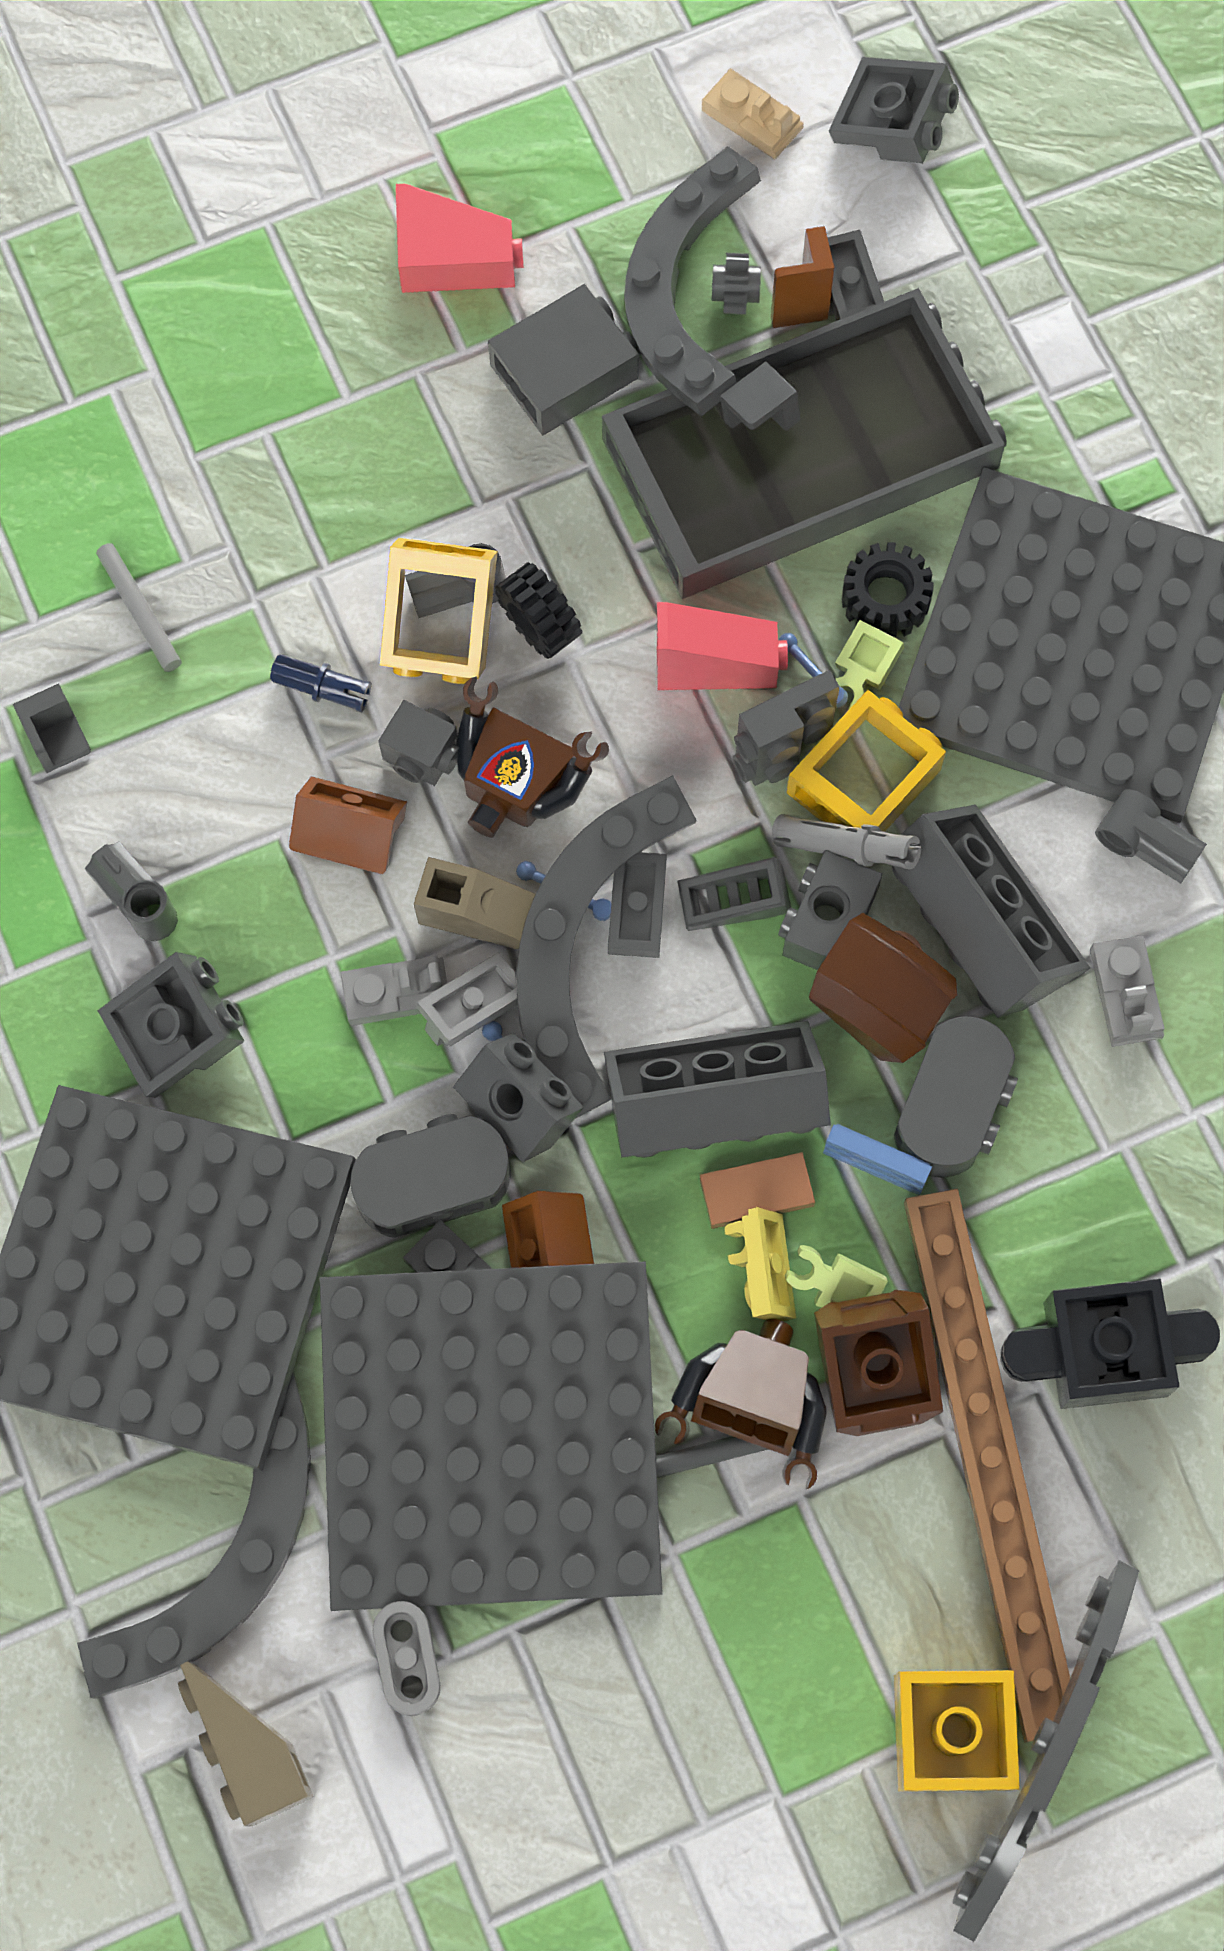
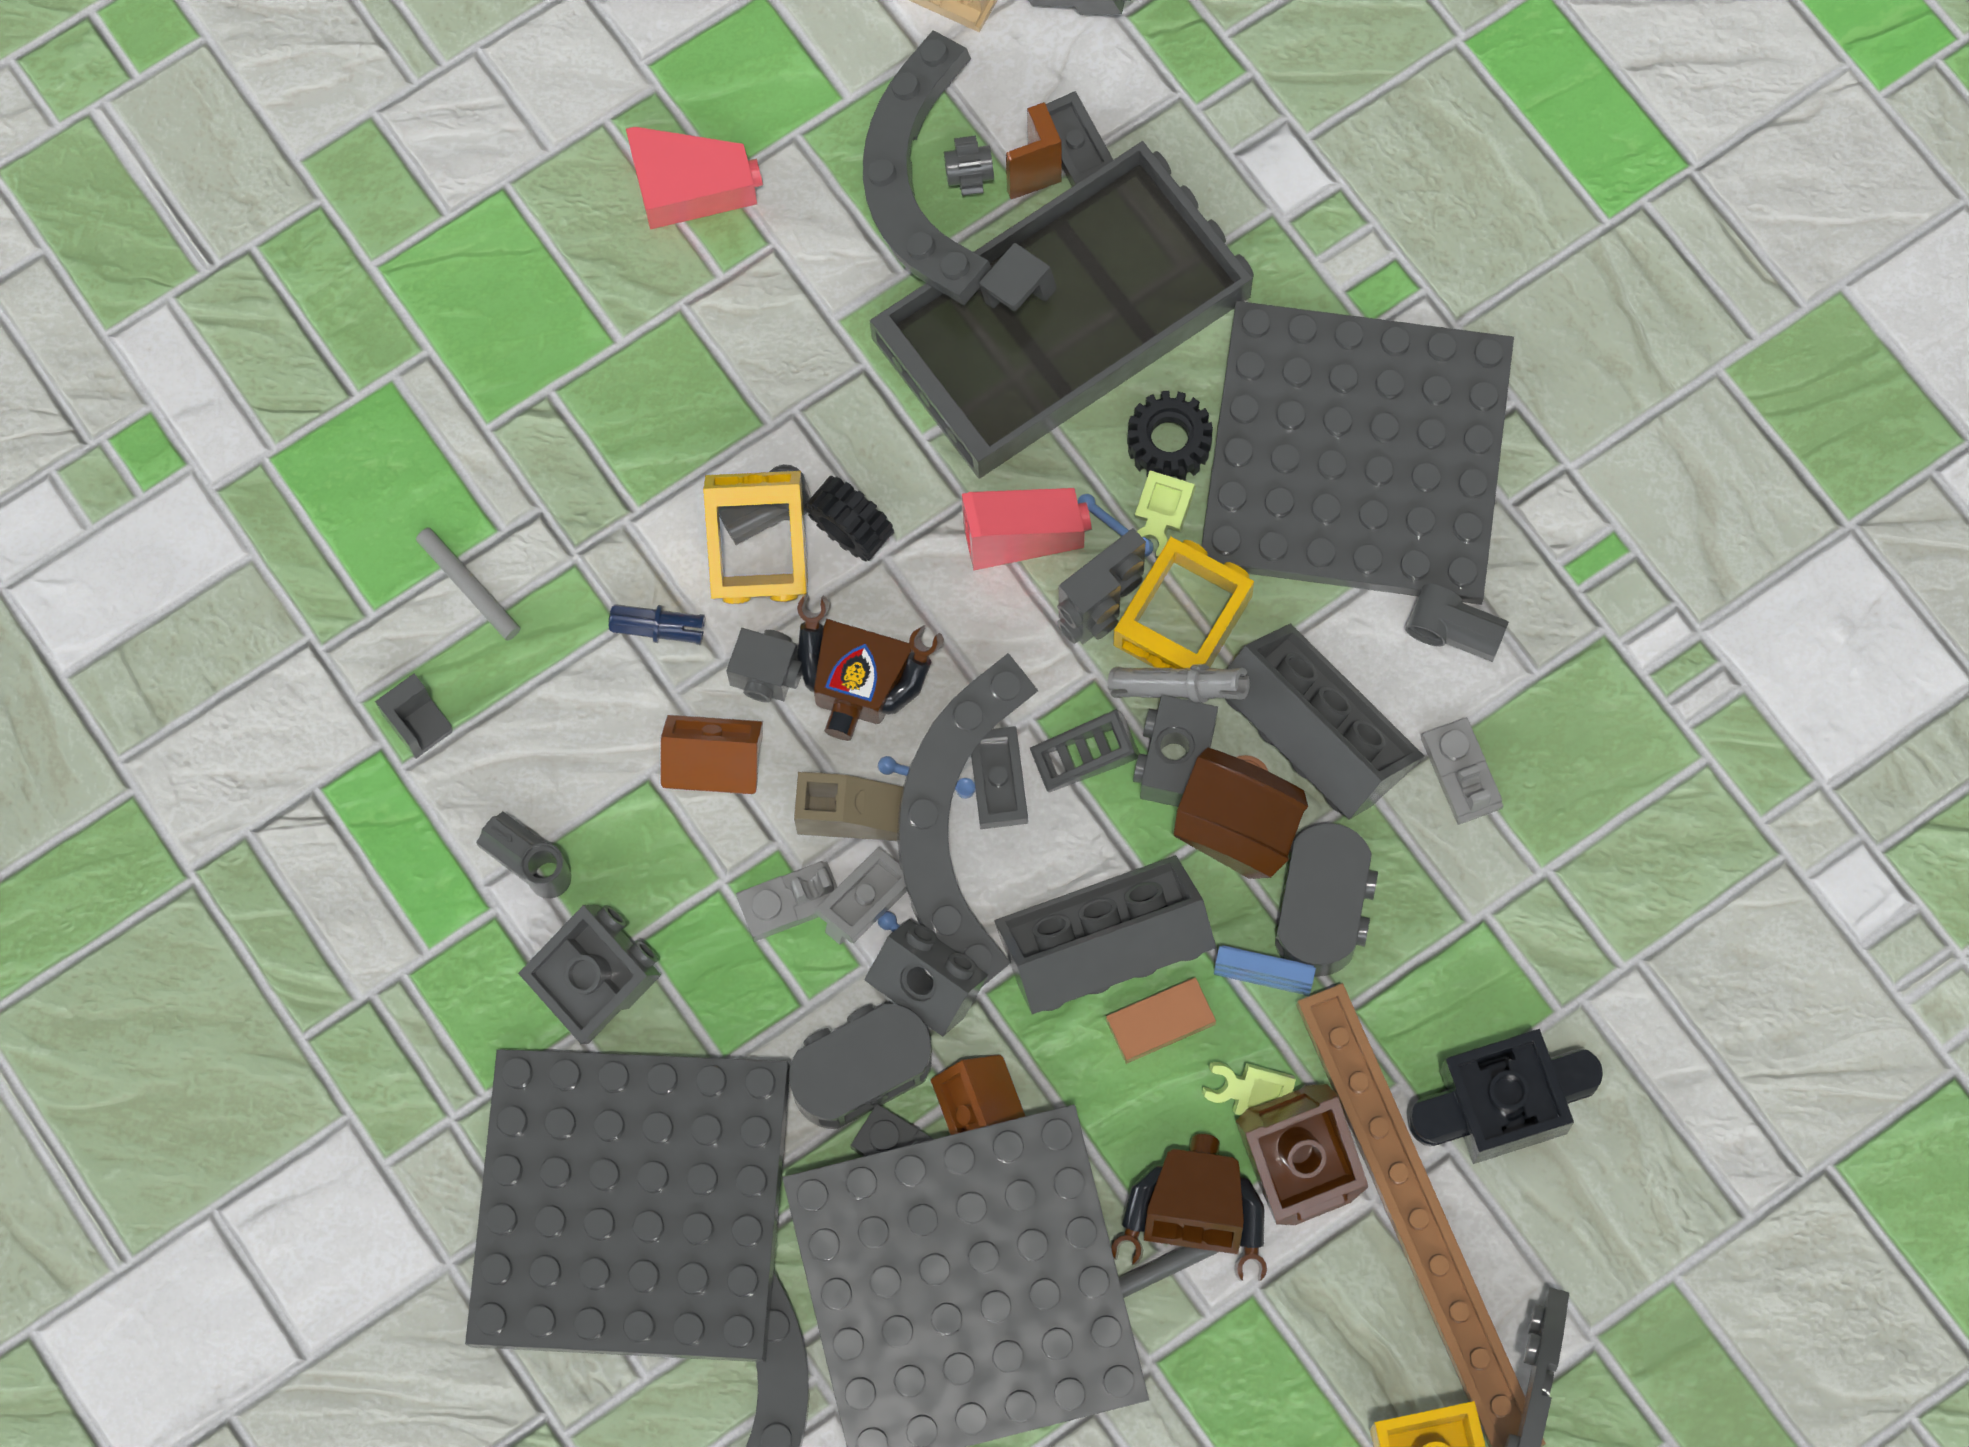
camera: 10 degrees left, 0 degrees up
(564, 358) = (821, 268): dark grey brick -> none
(765, 1264) = (1183, 1086): light yellow plate -> none

